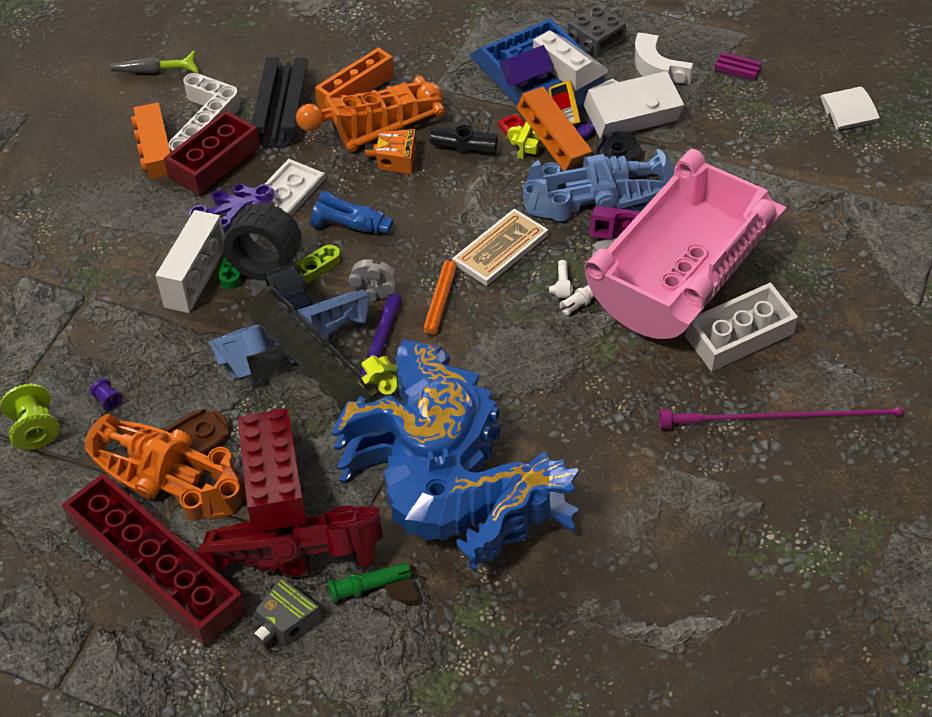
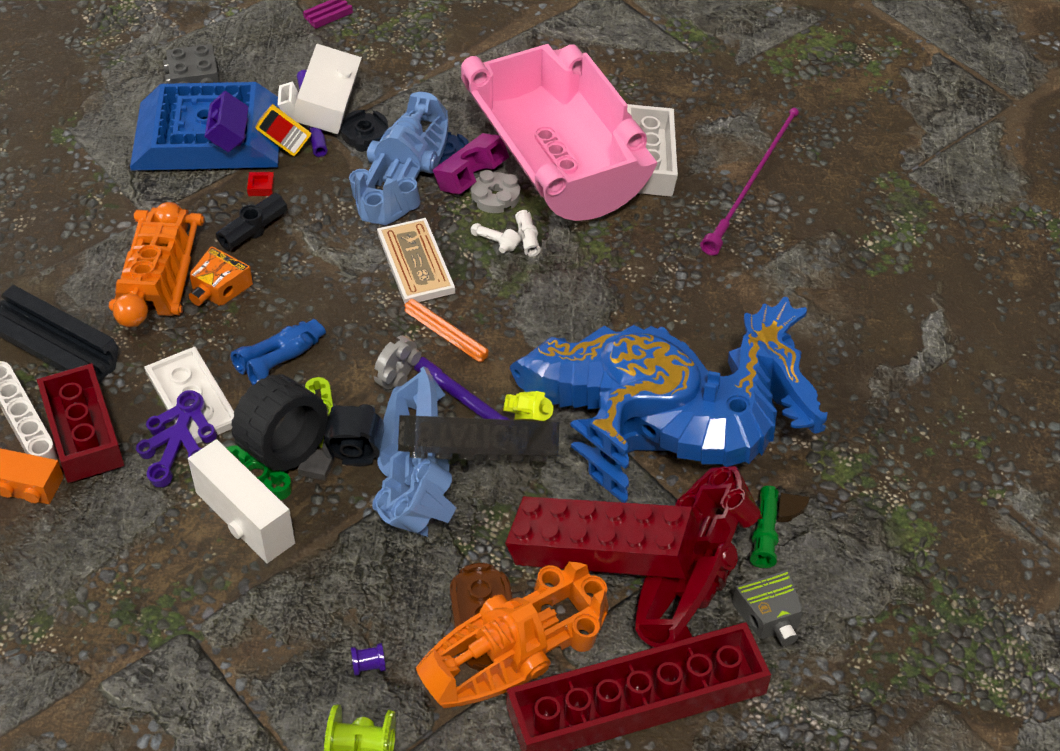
camera: 65 degrees left, 0 degrees up
(358, 77) = (88, 264): orange brick -> none
(525, 139) = (289, 180): neon yellow hips -> none
(553, 129) = (310, 150): orange brick -> none
(569, 60) = (254, 91): white slope -> none
(650, 62) = (275, 57): white arch -> none

